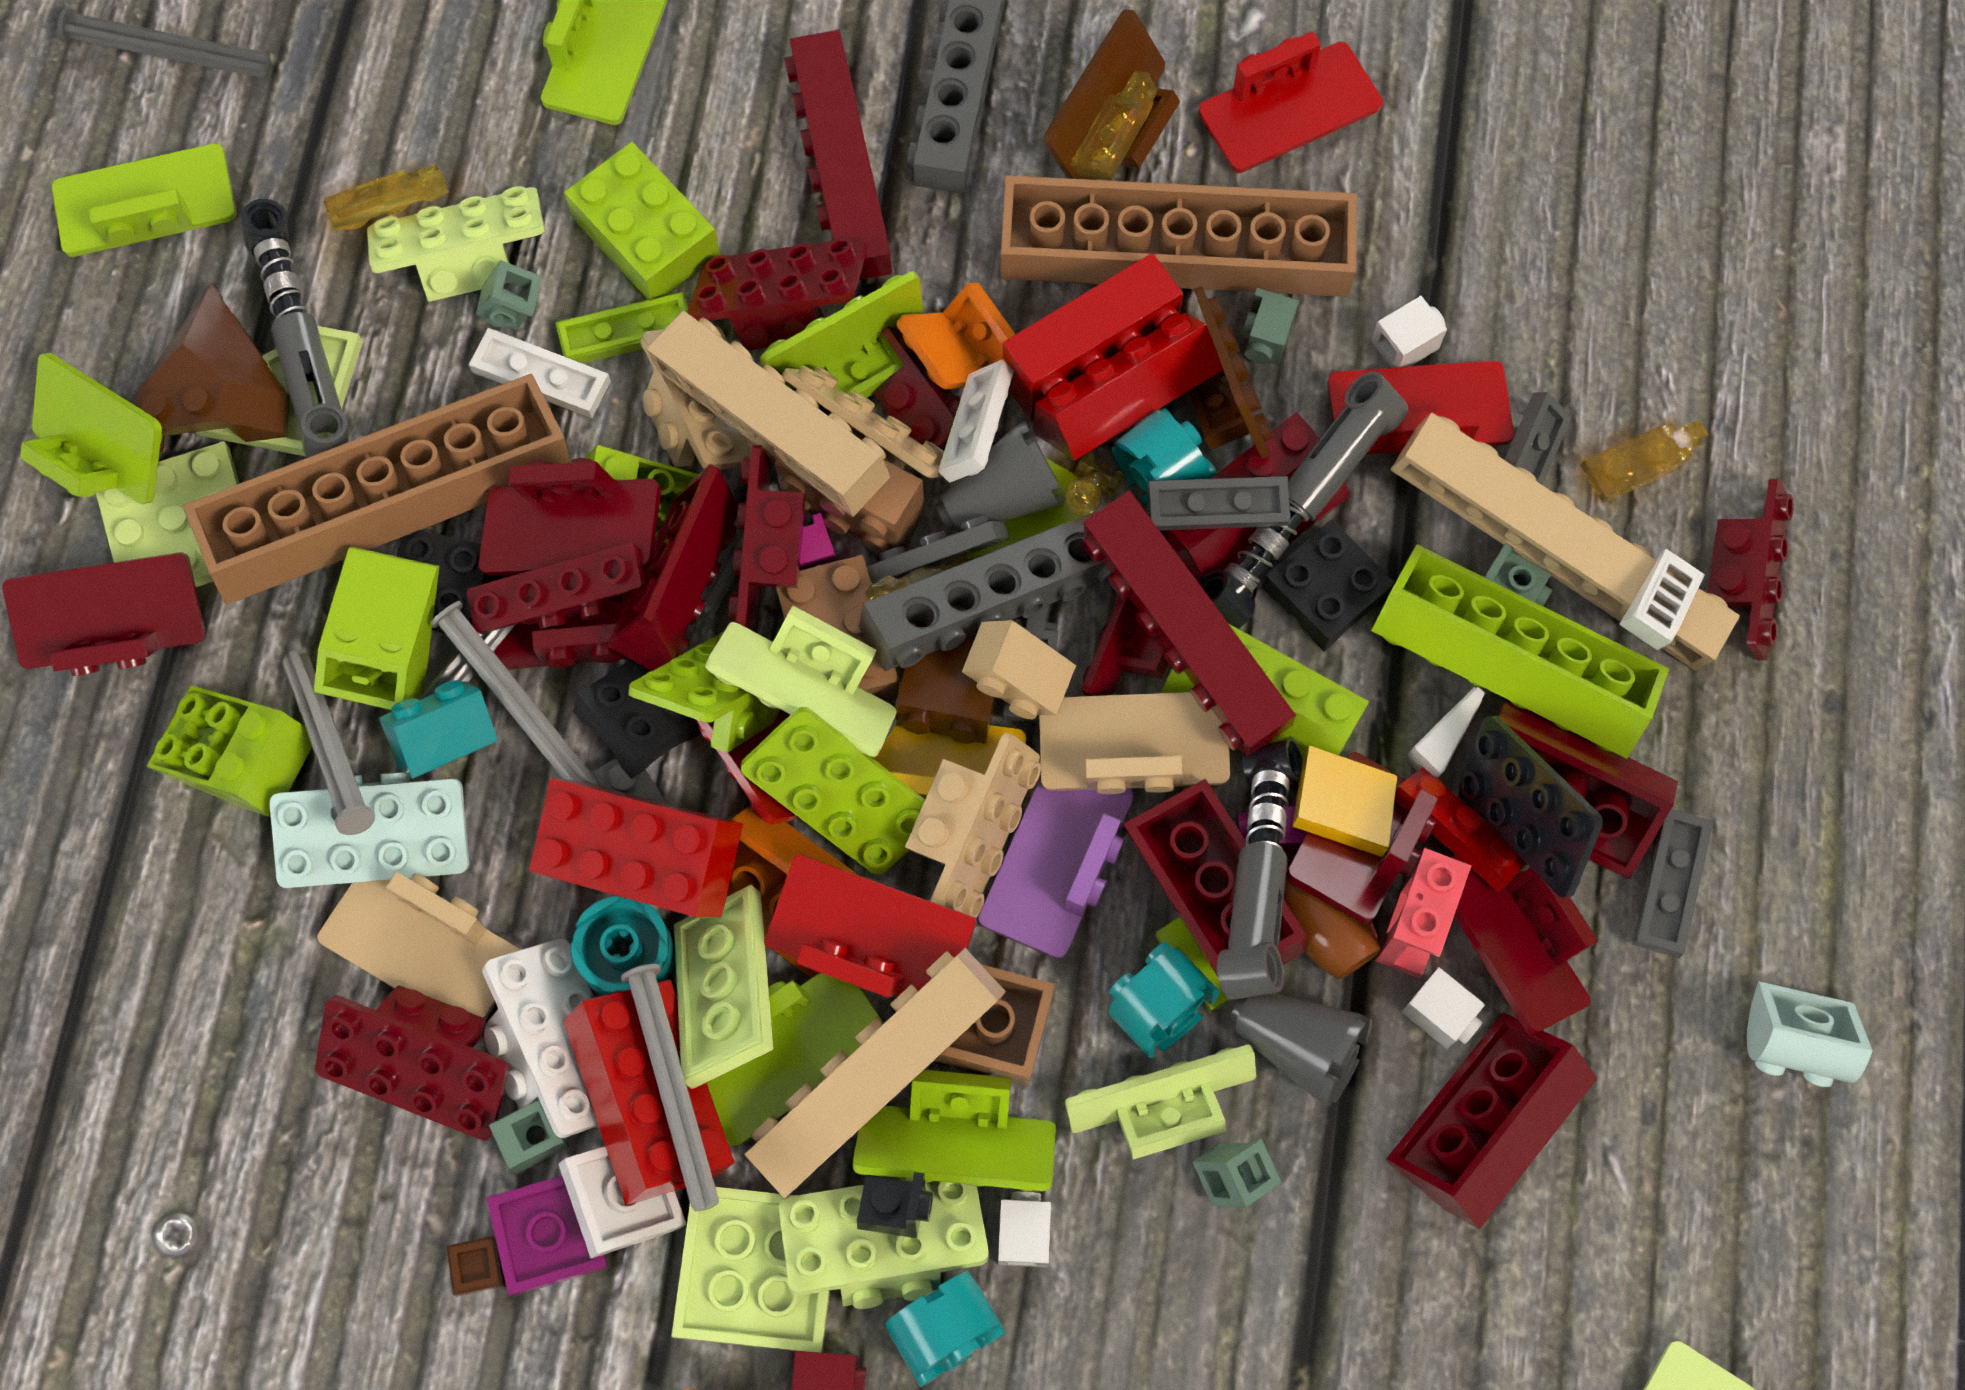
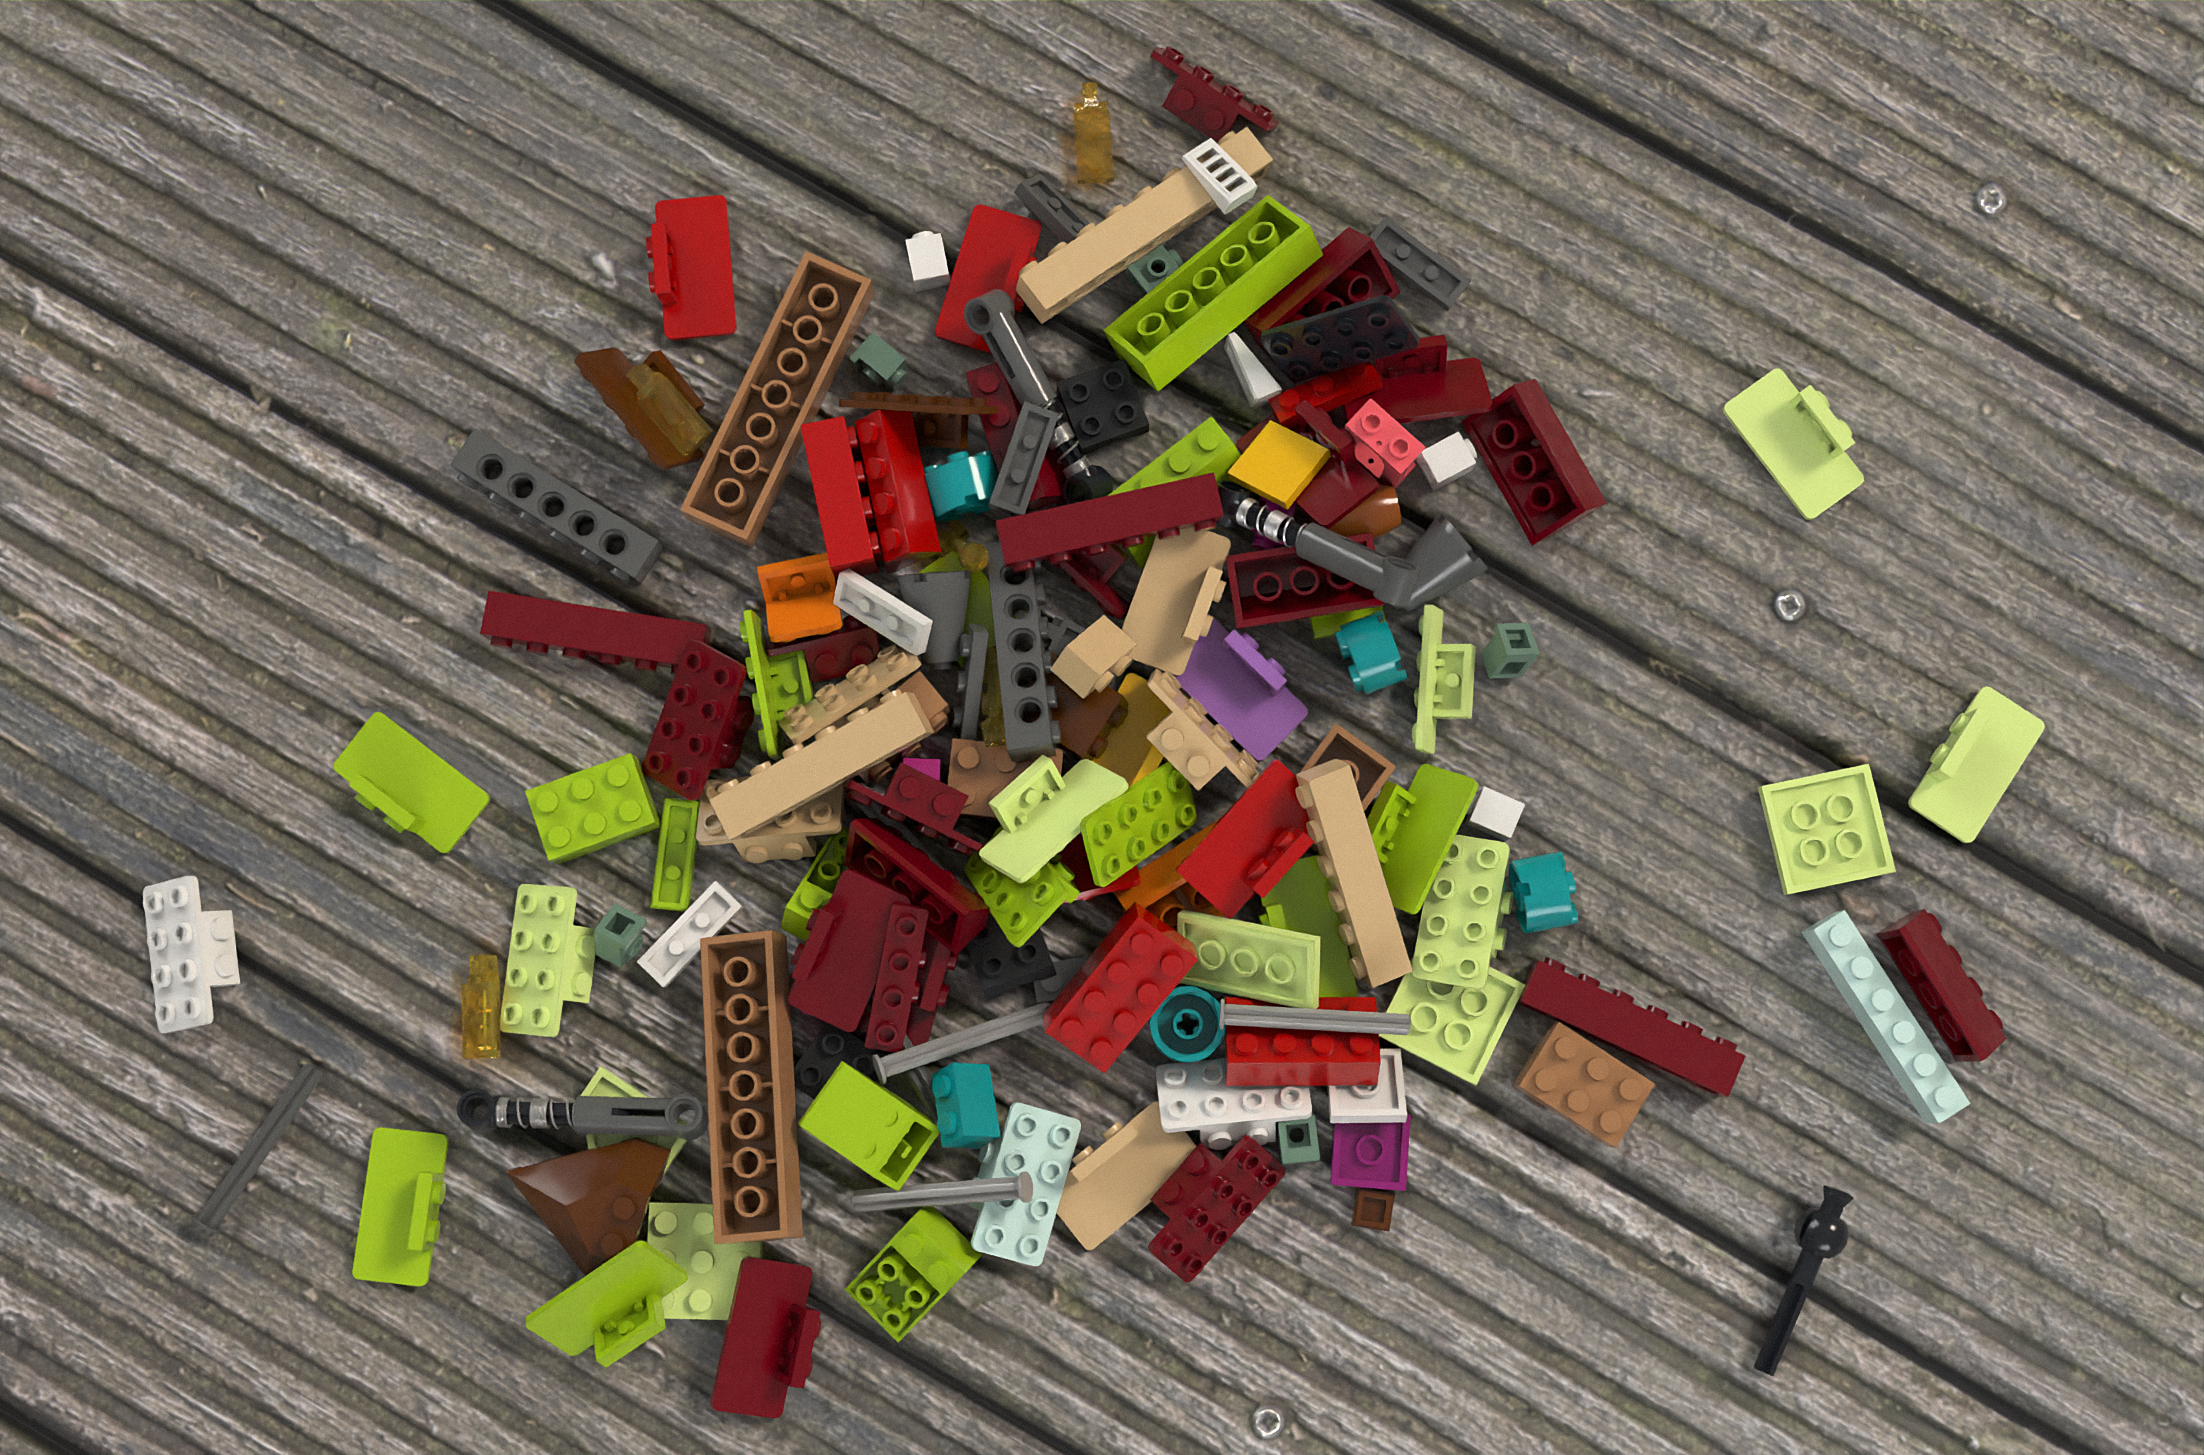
camera: 70 degrees left, 10 degrees up
(894, 1205) = (1450, 894): black bracket -> none
(1806, 1035) = (1557, 224): light aqua brick -> none

